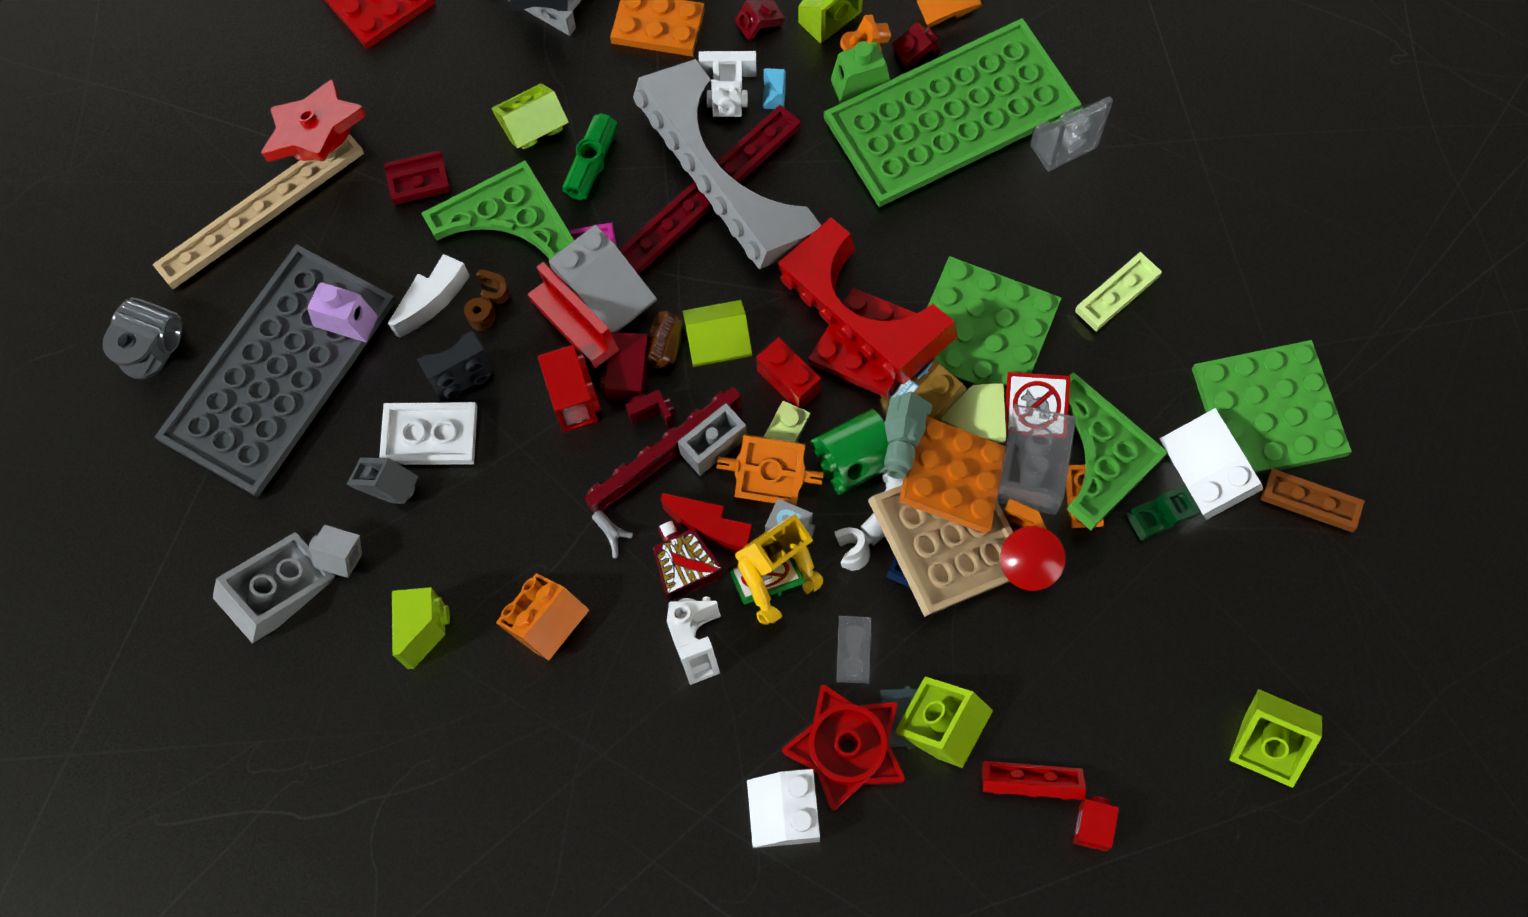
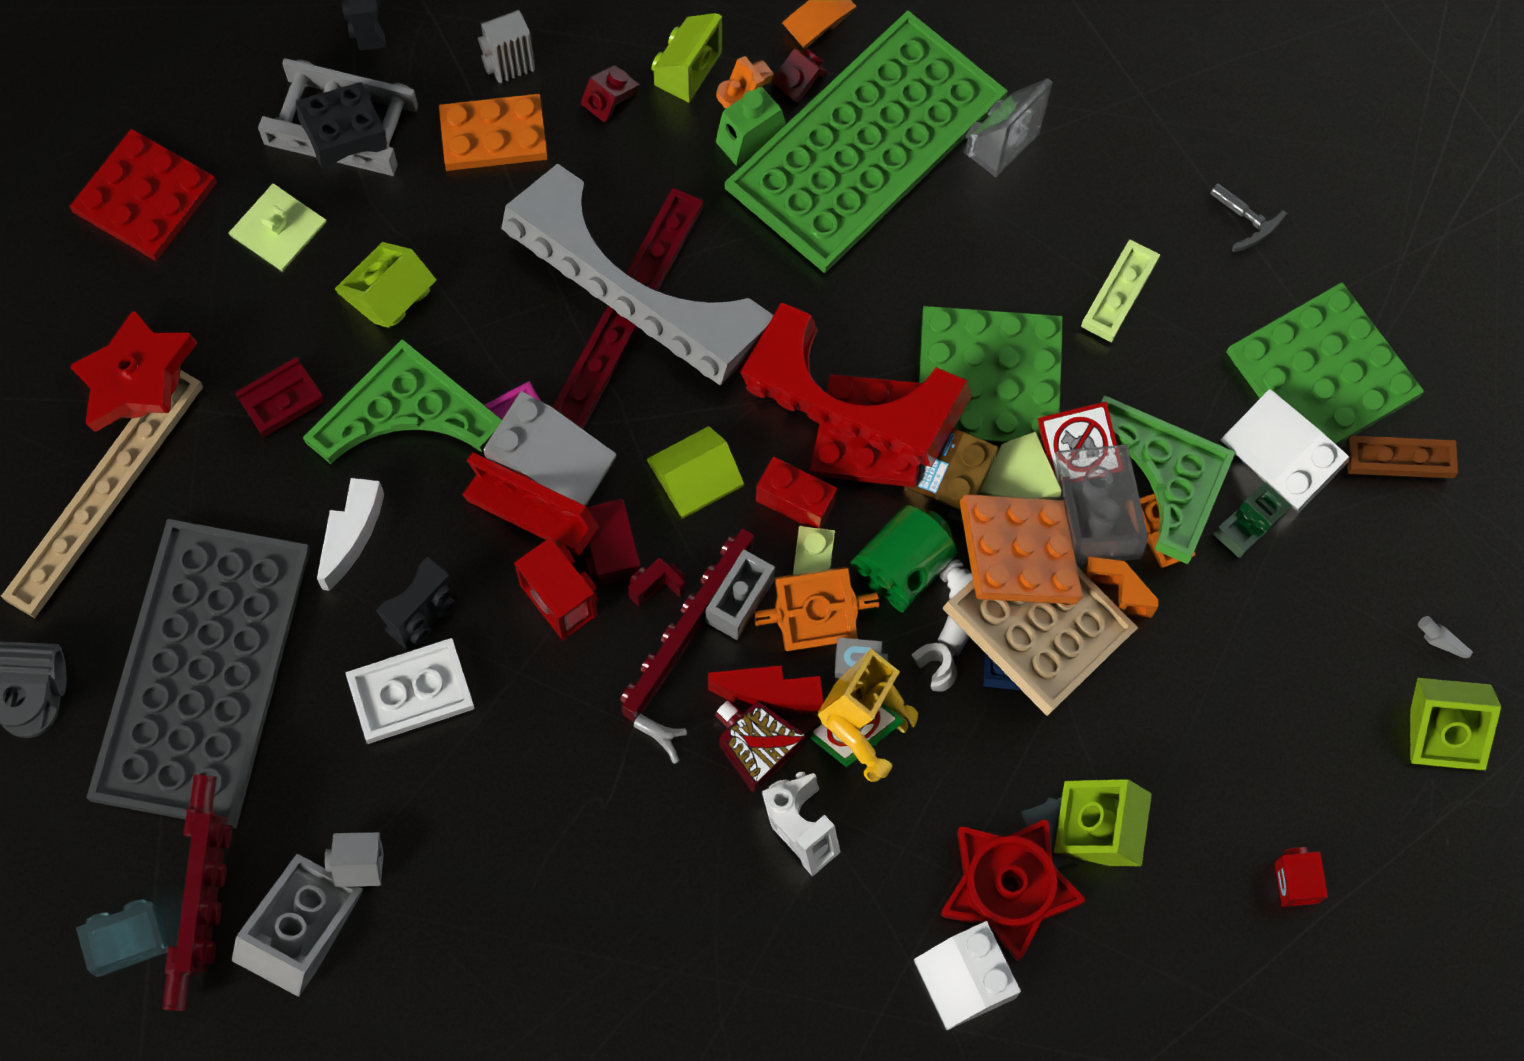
camera: 25 degrees left, 0 degrees up
(140, 553) = (123, 937): none -> clear light blue brick
(203, 537) = (200, 906): none -> dark red plate
(336, 311) = (257, 582): lavender torso -> none
(383, 479) = (377, 760): dark grey slope -> none
(417, 624) = (487, 908): lime slope -> none
(466, 49) = (277, 227): none -> yellowish green piece
(481, 311) = (416, 530): reddish brown leg -> none
(542, 615) = (621, 854): orange slope -> none
(585, 170) = (476, 330): green piece -> none
(664, 340) = (641, 497): reddish brown piece -> none
(727, 73) = (606, 189): white tile -> none
(774, 88) = (657, 171): medium azure slope -> none
(853, 649) = (978, 777): clear plate -> none
(904, 430) = (956, 519): sand green piece -> none
(1032, 558) = (1137, 614): red dish -> none
(1033, 780) = (1219, 853): red plate -> none
(1247, 256) = (1242, 209): none -> dark grey piece
(1292, 662) = (1442, 638): none -> light grey bar

